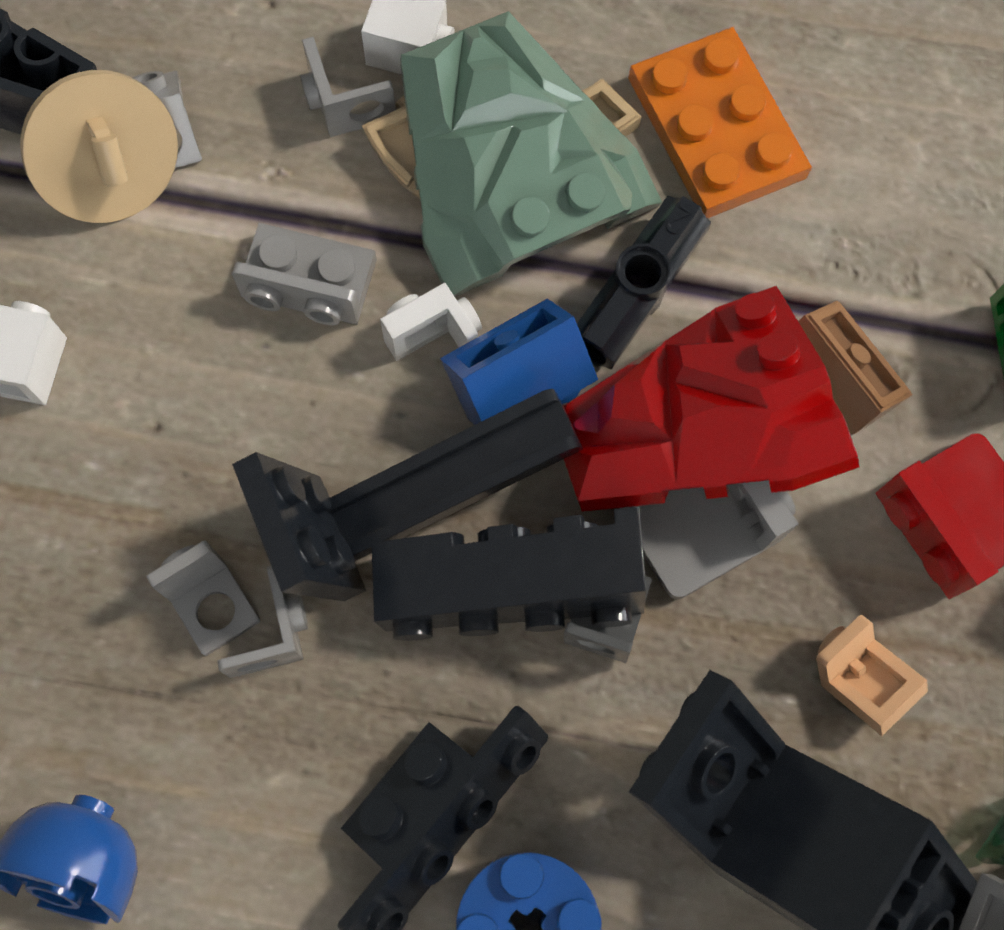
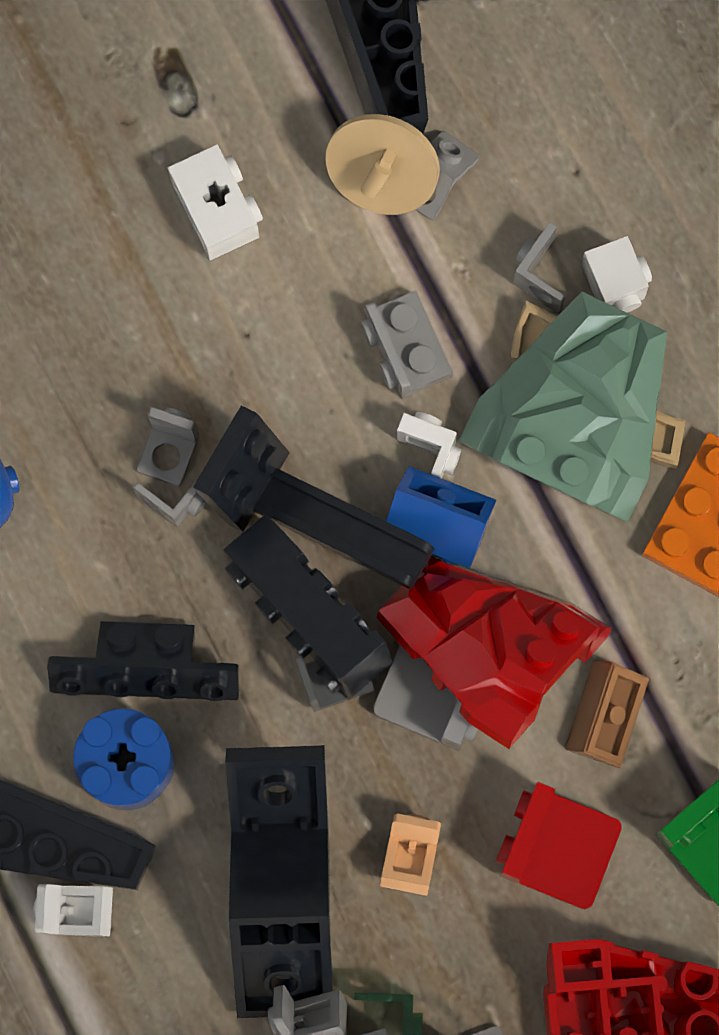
camera: 60 degrees right, 5 degrees up
(657, 255) = (589, 543): black piece -> none

